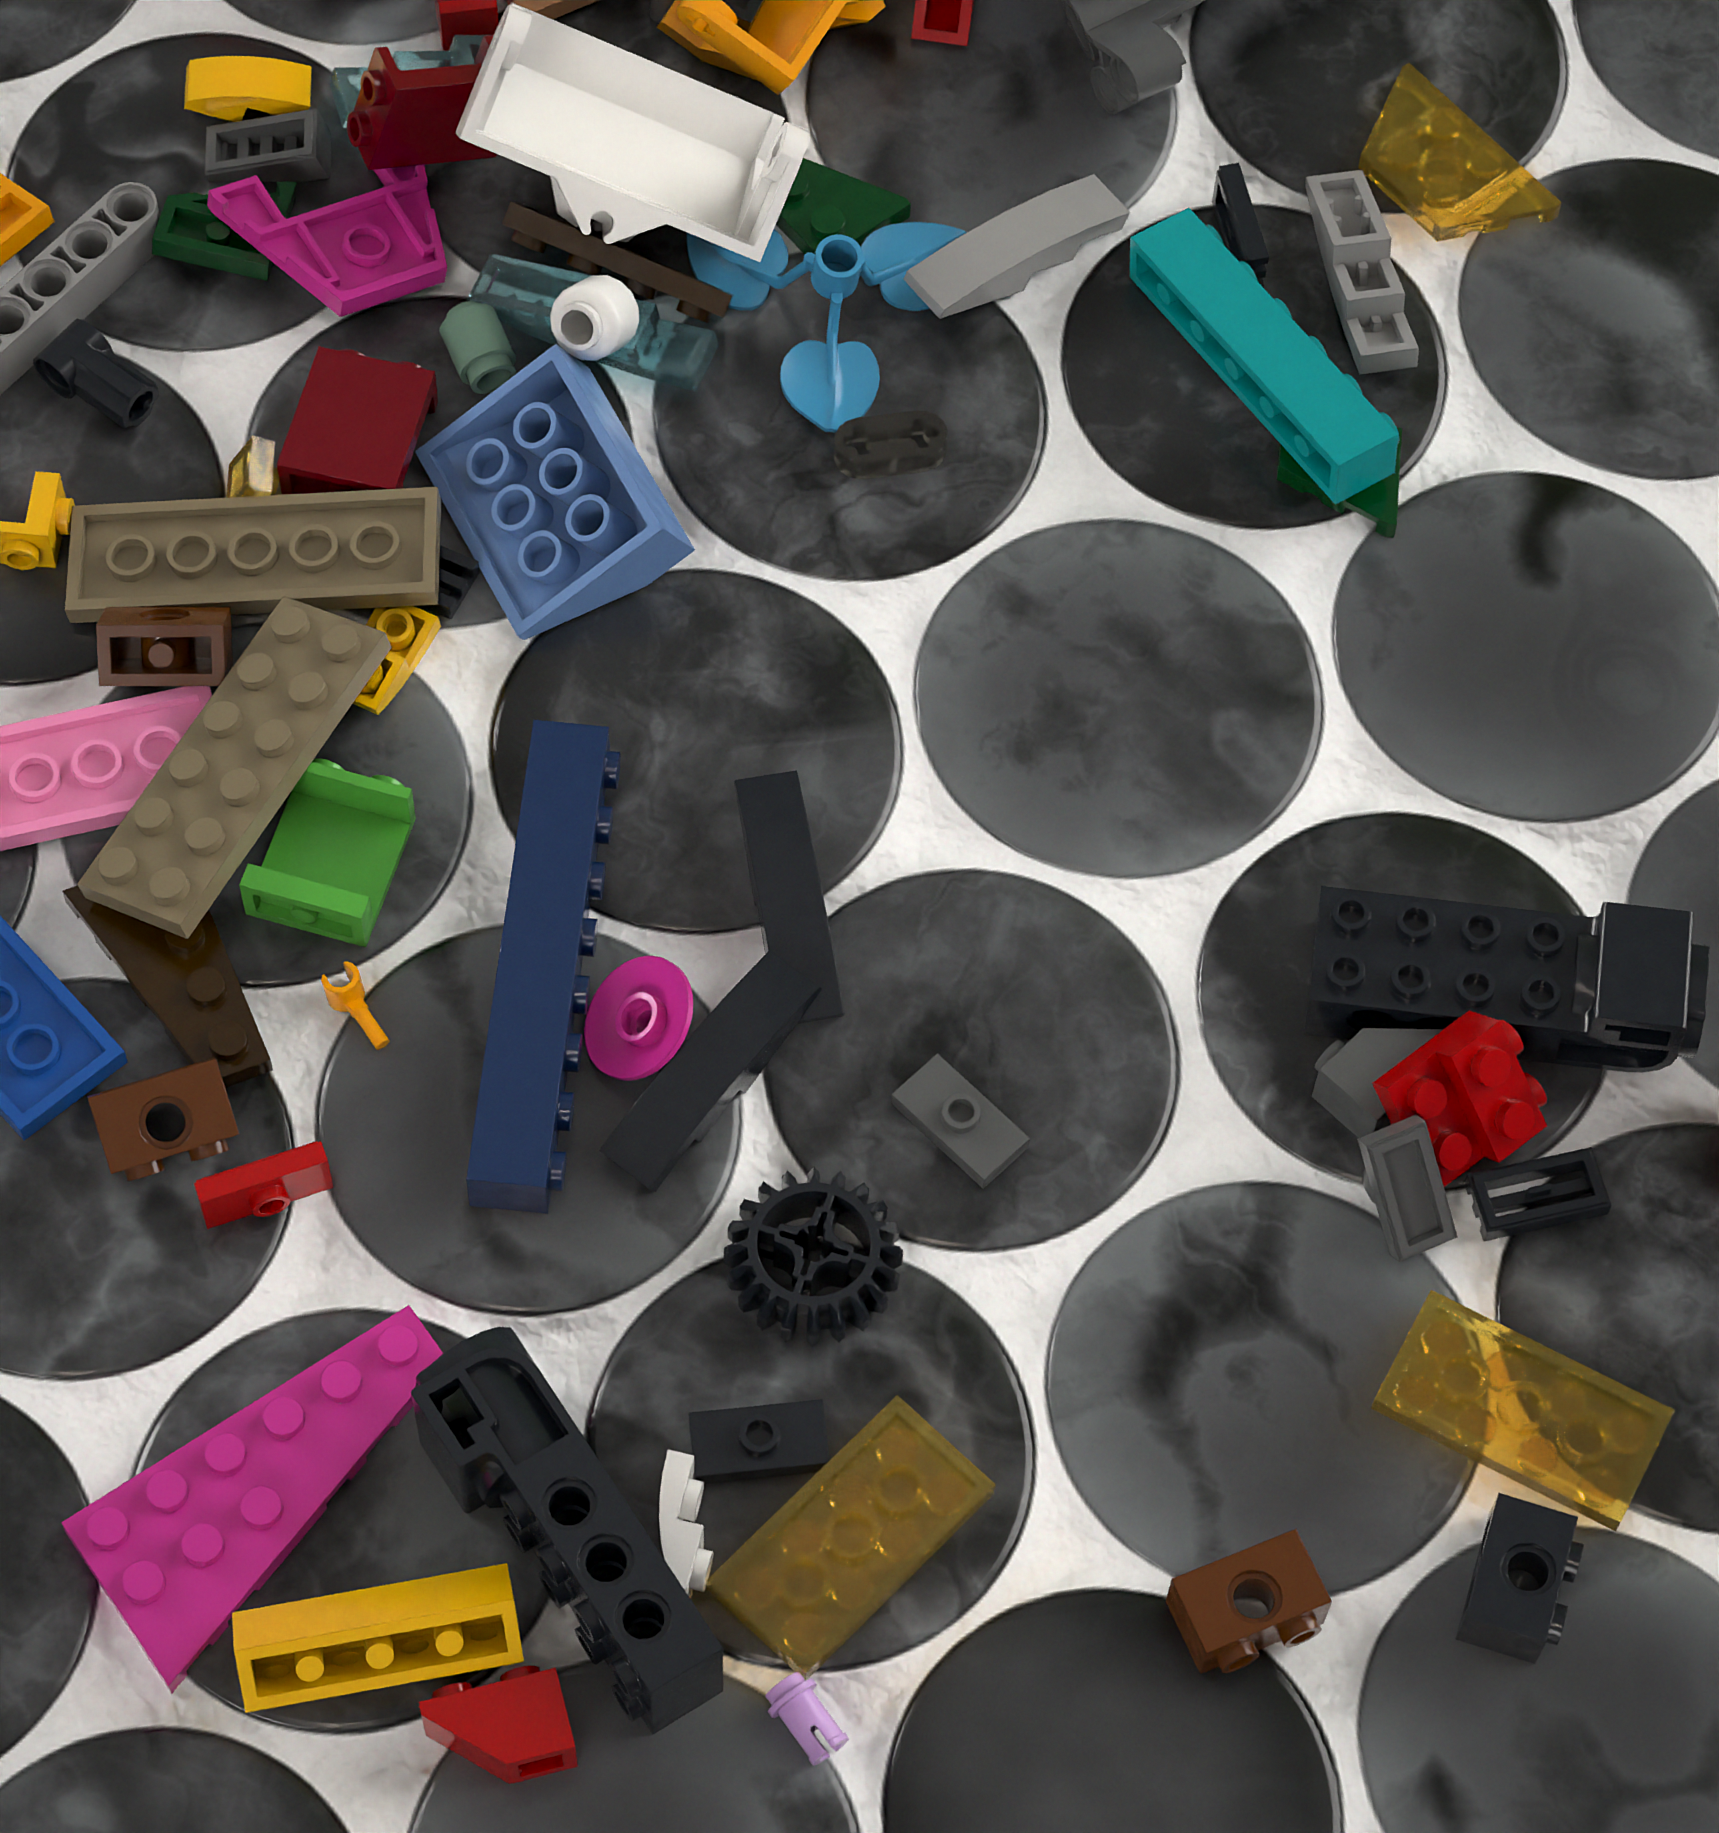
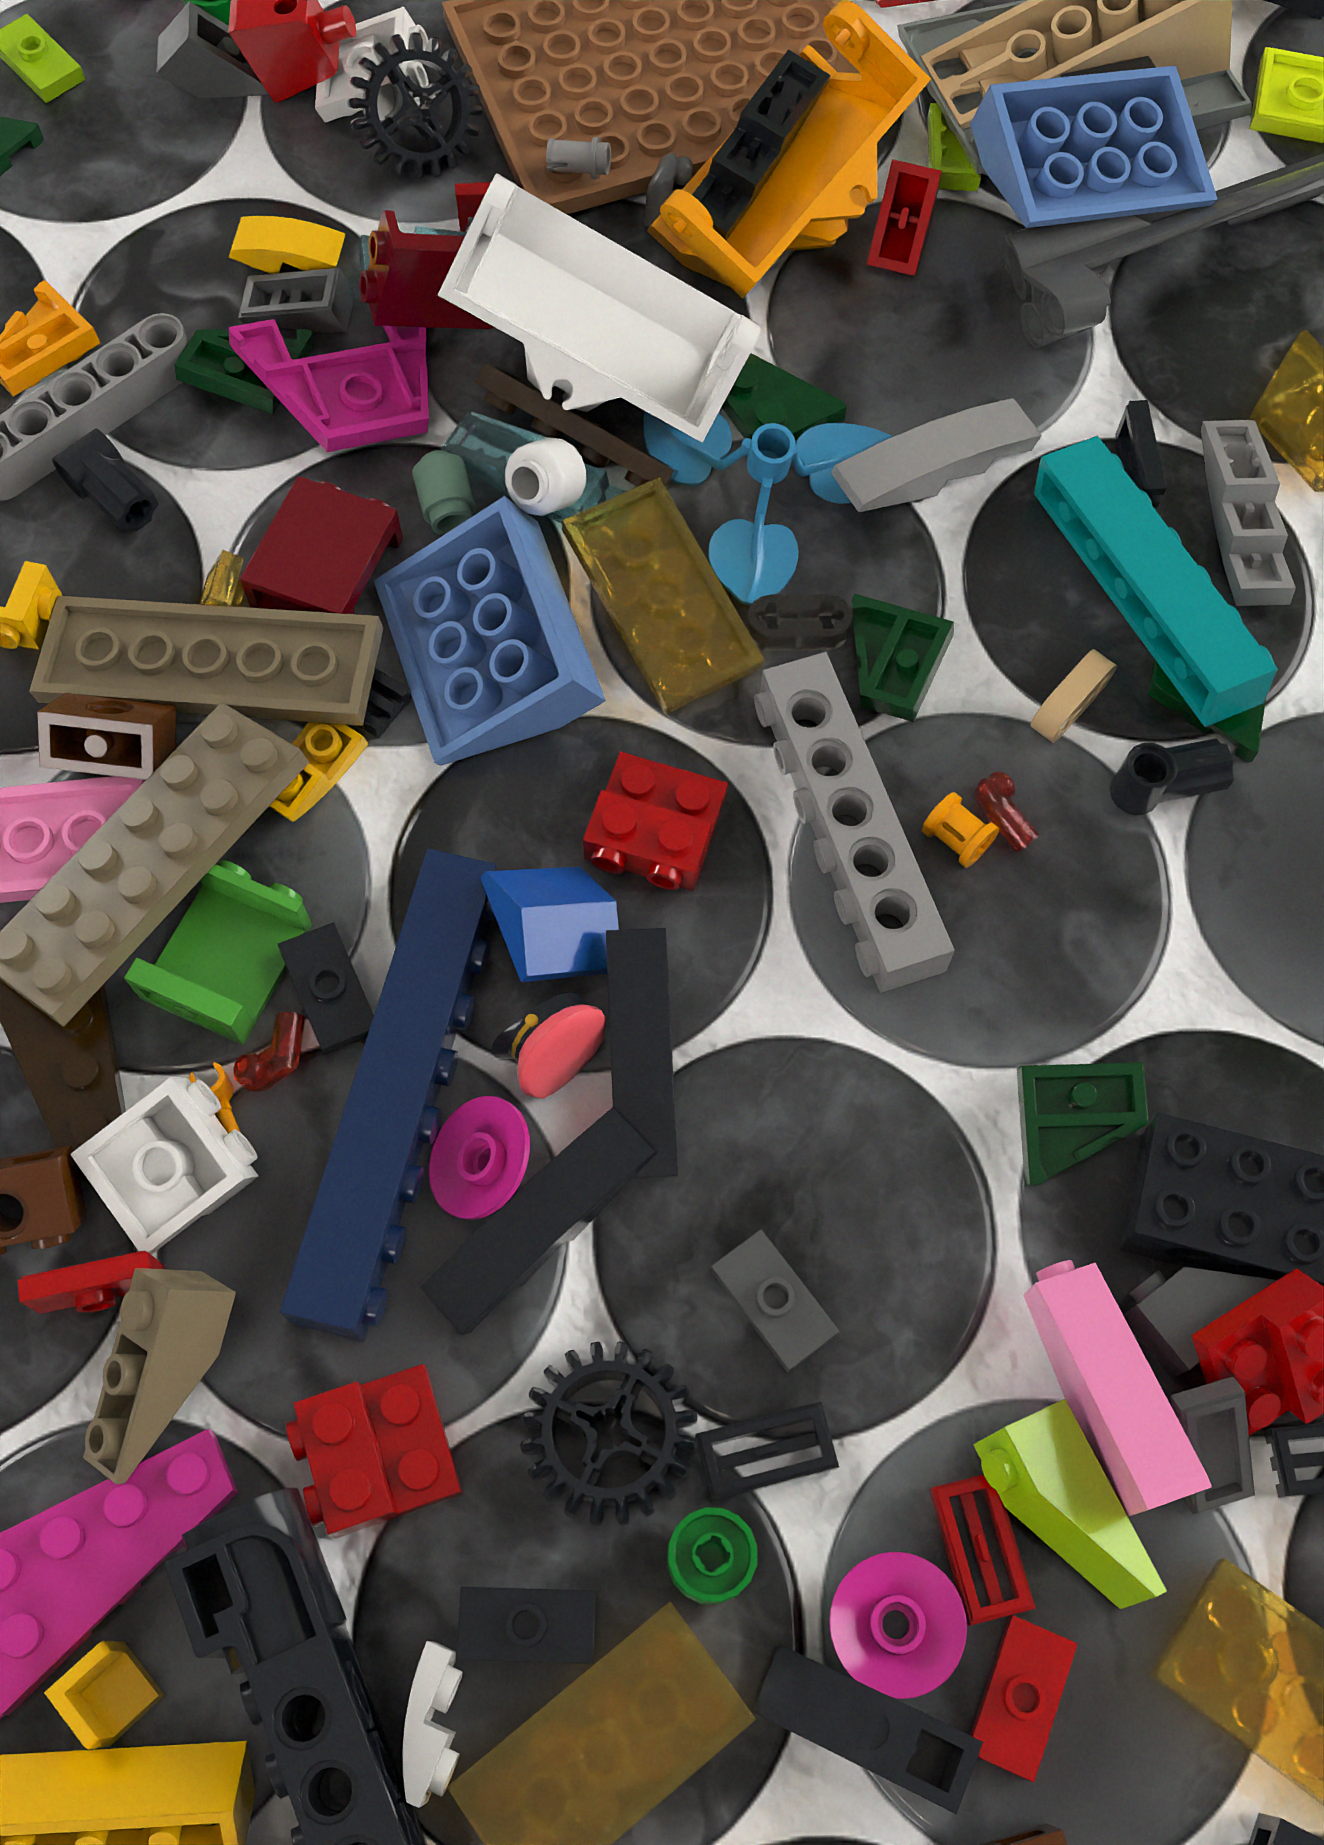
camera: 10 degrees right, 5 degrees up
(318, 1059) = (166, 1162): none -> white plate
(349, 1238) = (160, 1353): none -> dark tan slope
(355, 1544) = (104, 1694): none -> yellow panel
(409, 955) = (275, 1063): none -> clear red arm
(448, 876) = (327, 987): none -> black plate
(580, 1304) = (373, 1451): none -> red plate
(677, 778) = (552, 920): none -> blue slope
(696, 897) = (552, 1043): none -> coral piece
(738, 431) = (662, 595): none -> clear yellow plate
(766, 670) = (654, 822): none -> red plate
(916, 516) = (813, 692): none -> light grey brick
(931, 1348) = (711, 1556): none -> green wheel
(983, 1281) = (713, 1465): none -> black tile
(1001, 466) = (897, 655): none -> dark green wing
(1091, 640) = (960, 829): none -> light orange bush
(1105, 1477) = (868, 1728): none -> black slope
(1124, 605) = (994, 798): none -> clear red arm
(1127, 1360) = (933, 1618): none -> dark pink dish
(1195, 488) = (1073, 696): none -> tan beam
(1216, 1367) = (1017, 1577): none -> red tile
(1244, 904) = (1076, 1112): none -> dark green wing
(1249, 1442) = (1022, 1697): none -> red plate
(1270, 1256) = (1064, 1497): none -> lime slope
(1305, 558) = (1170, 774): none -> black piece
(1305, 1156) = (1113, 1389): none -> bright pink slope

